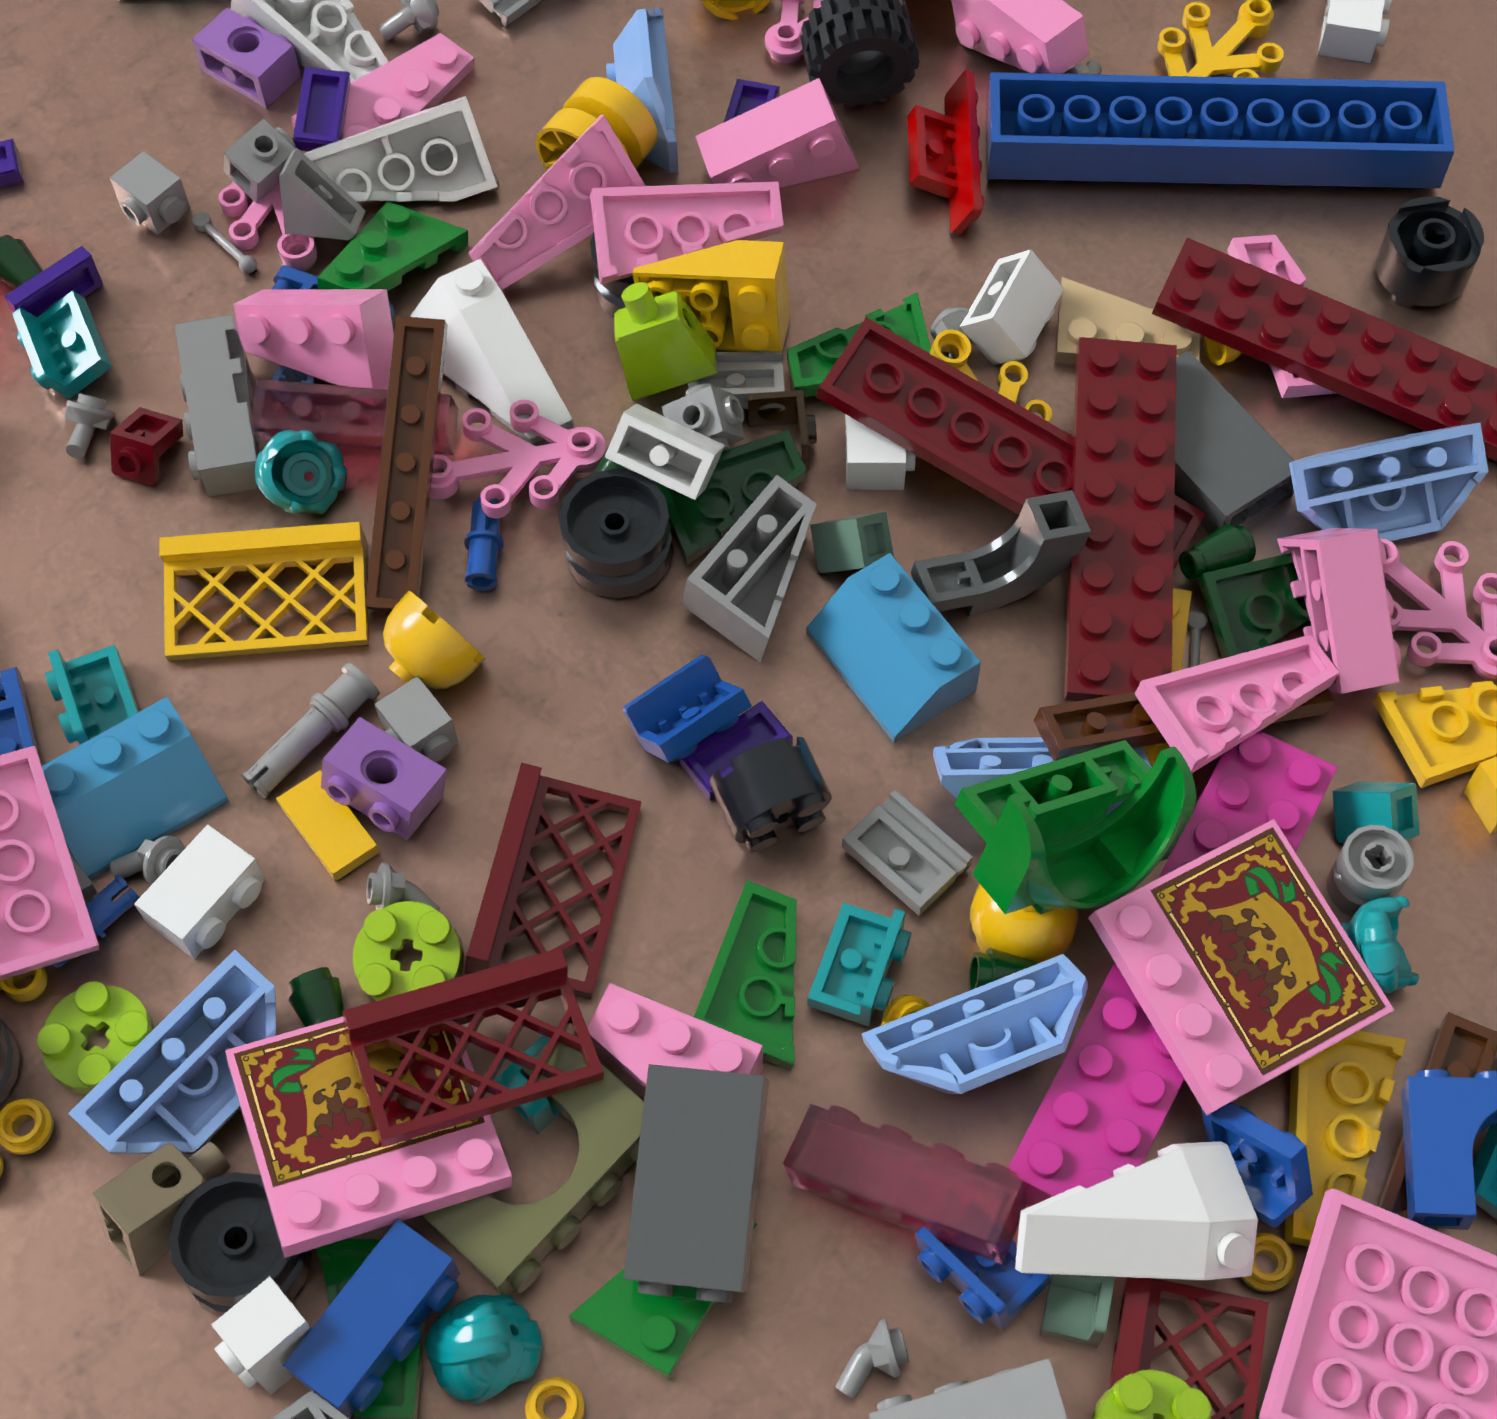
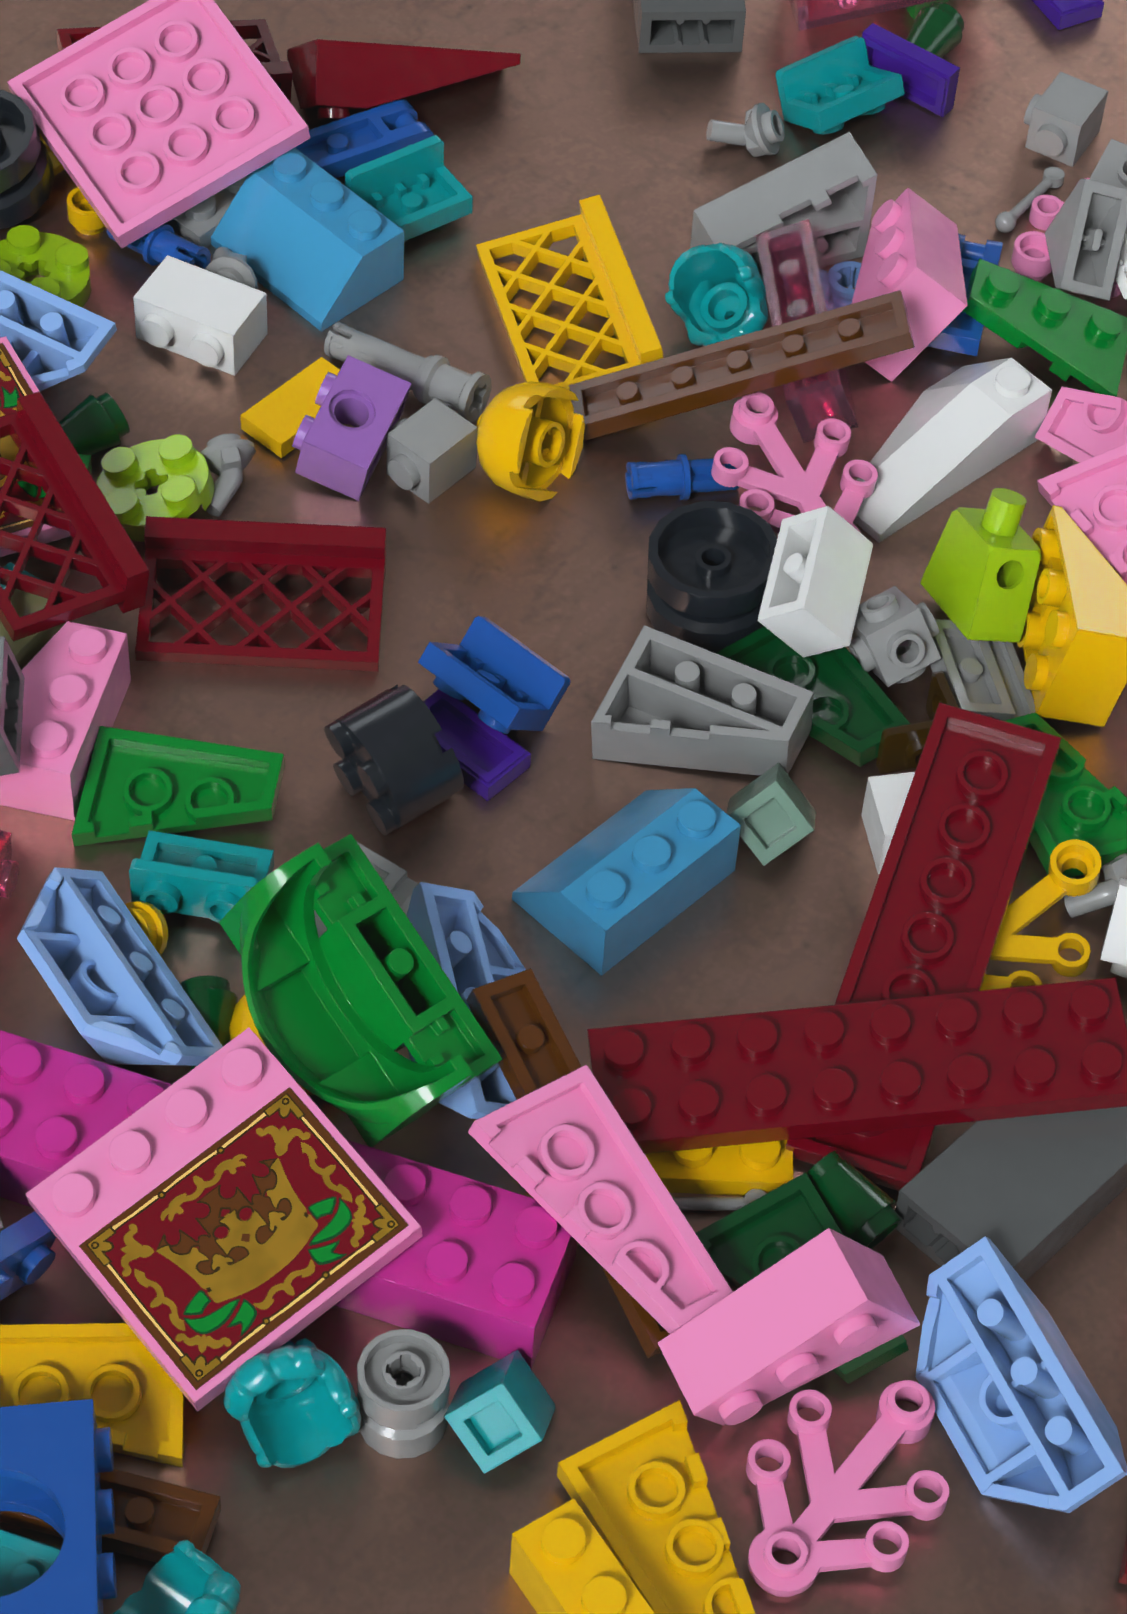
camera: 75 degrees right, 10 degrees down
(140, 443) = (725, 169): dark red bracket -> none
(1013, 565) = (754, 952): dark grey arch -> none

